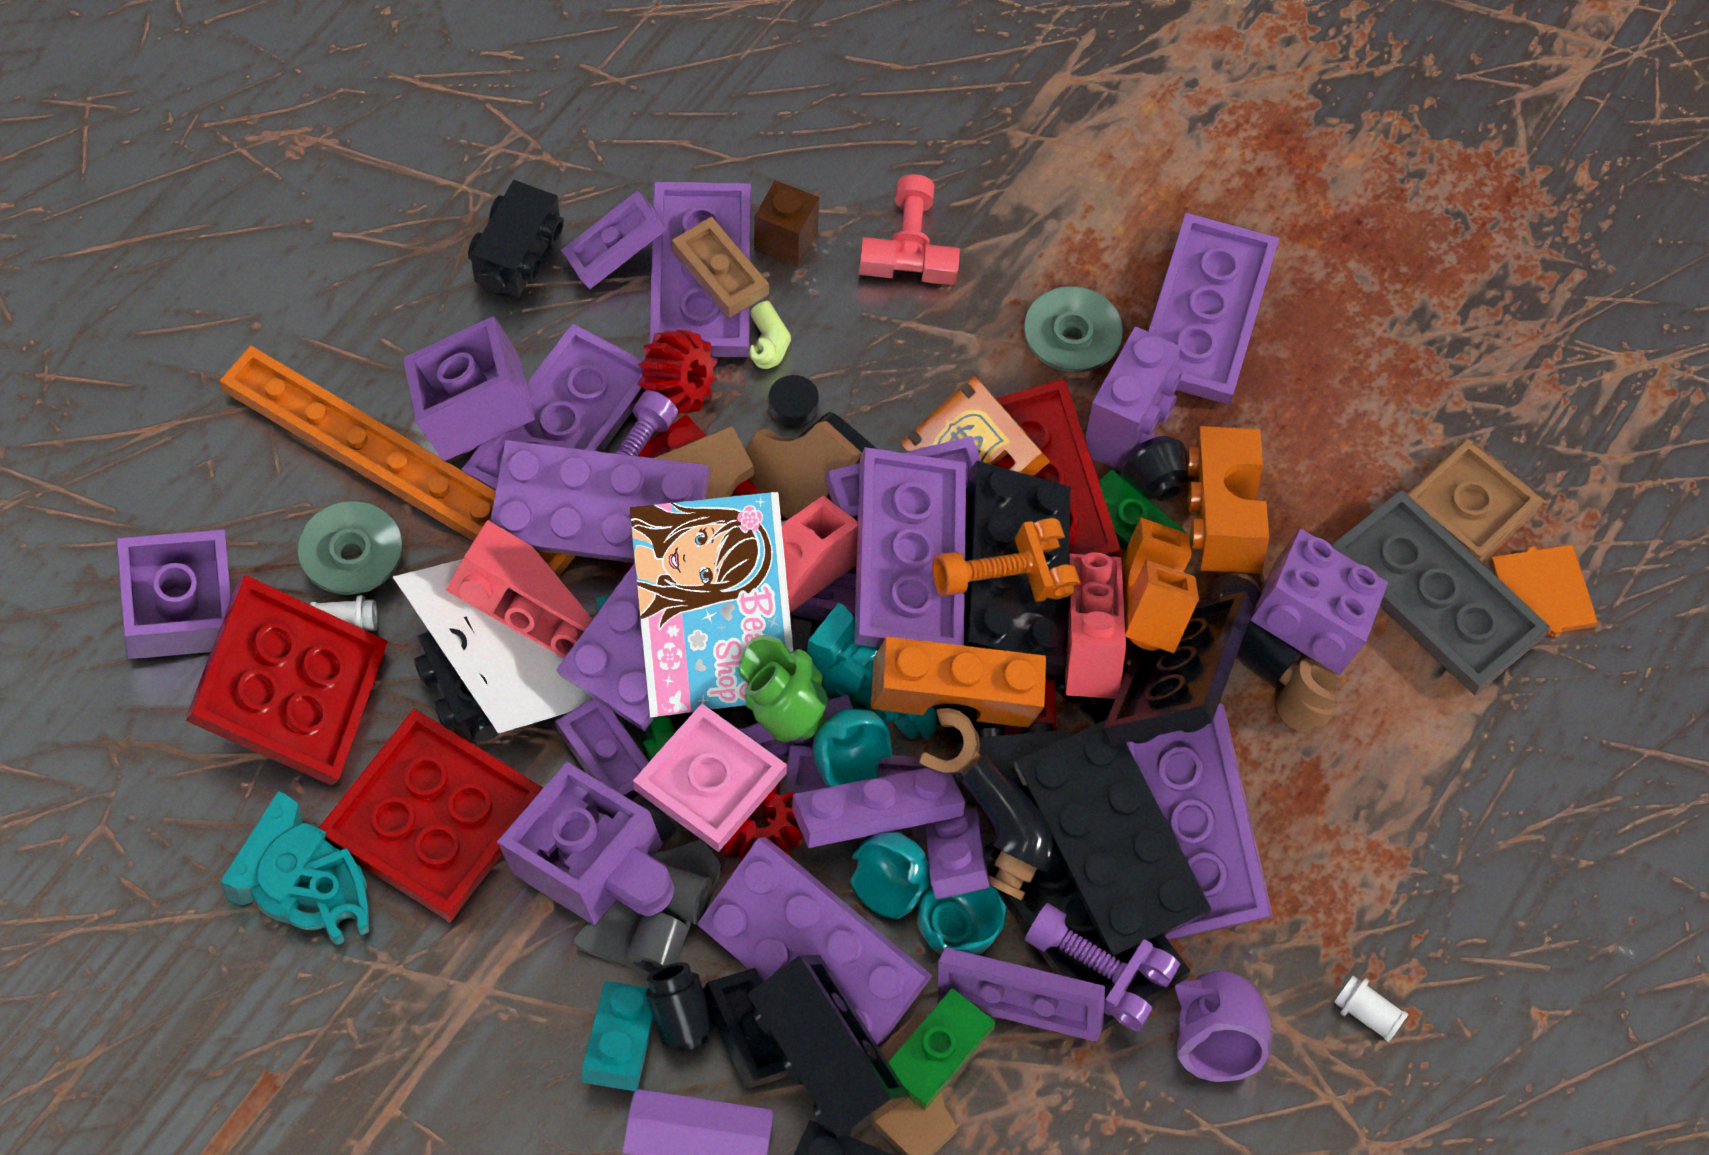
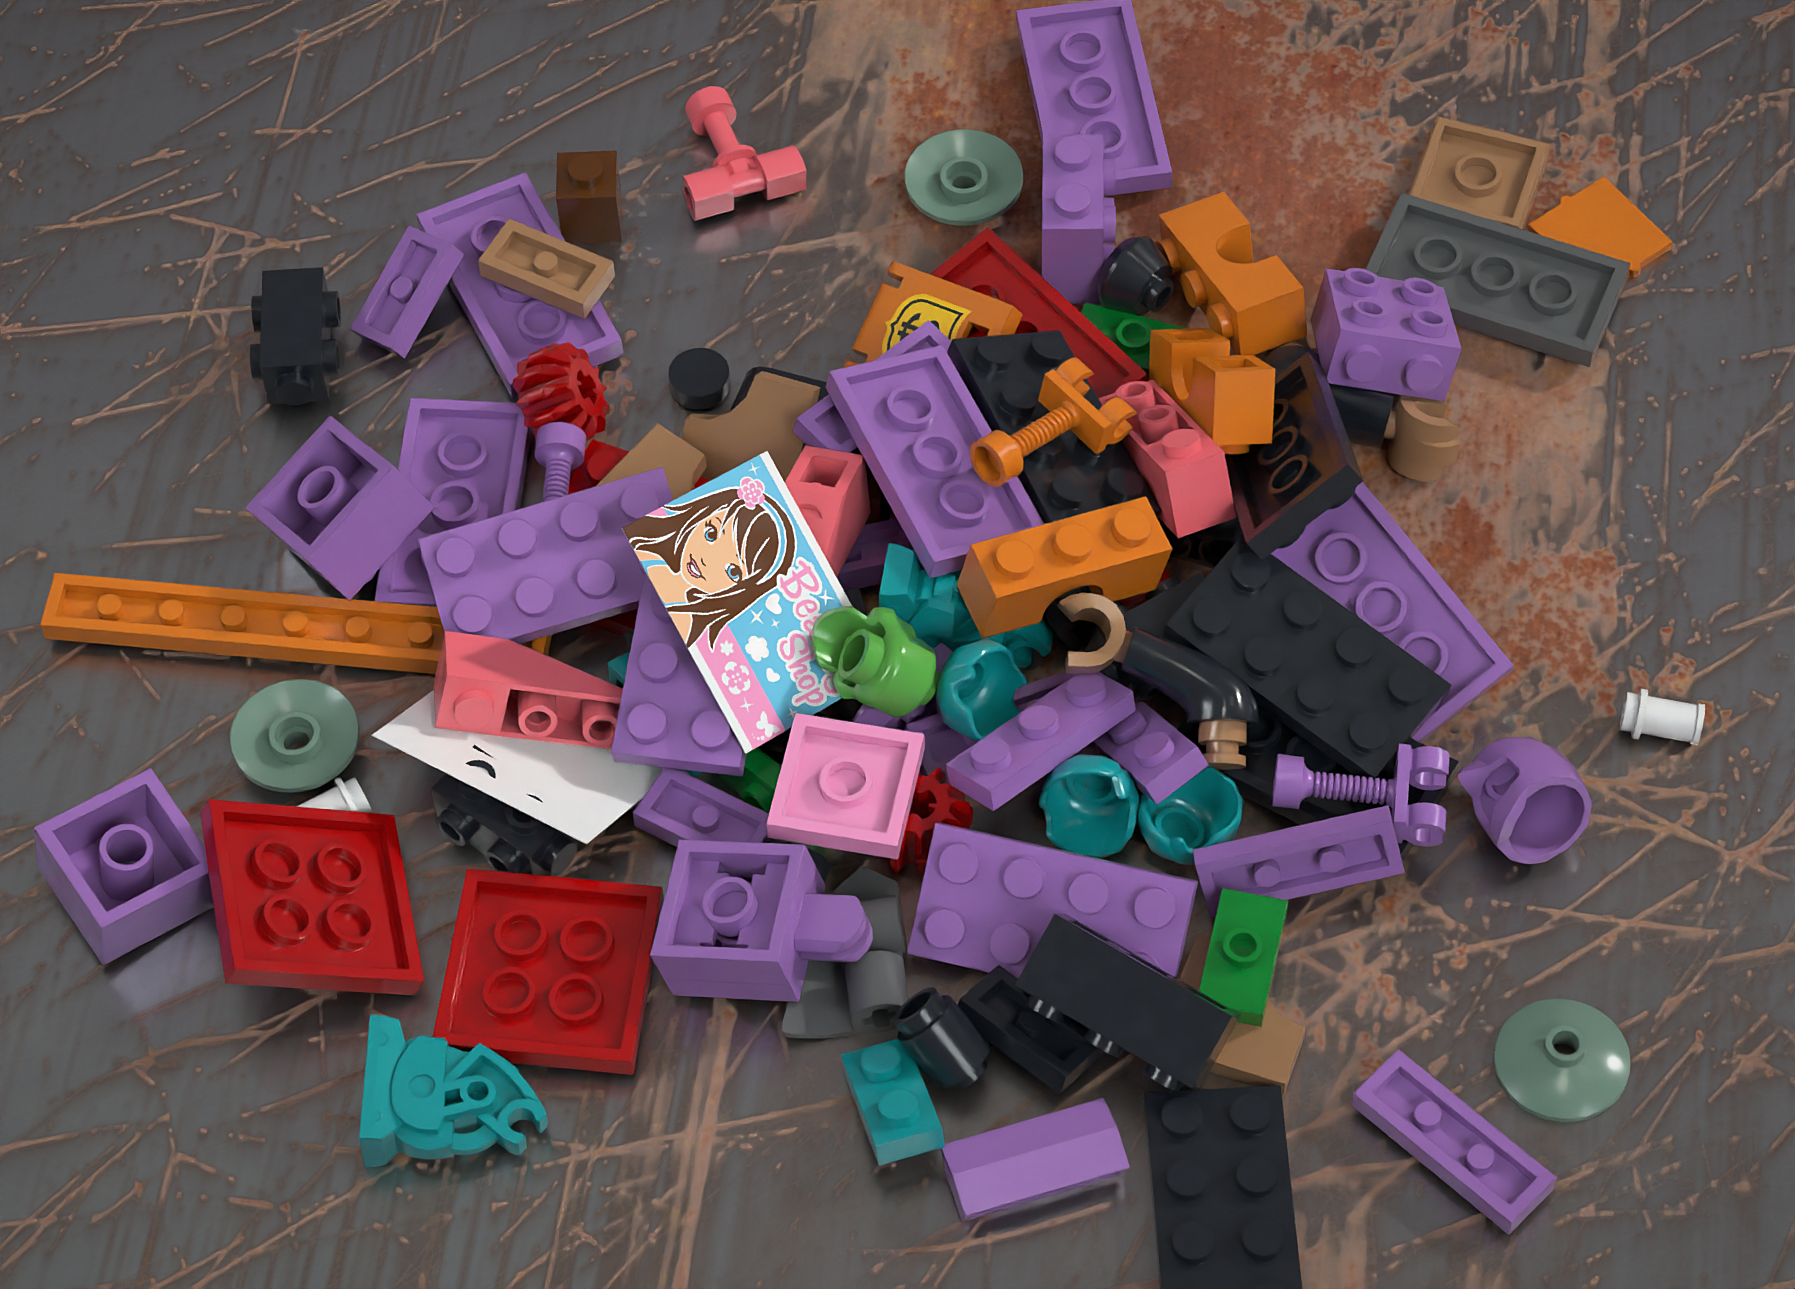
camera: 20 degrees left, 5 degrees down
(773, 339) = (640, 322): yellowish green arm -> none

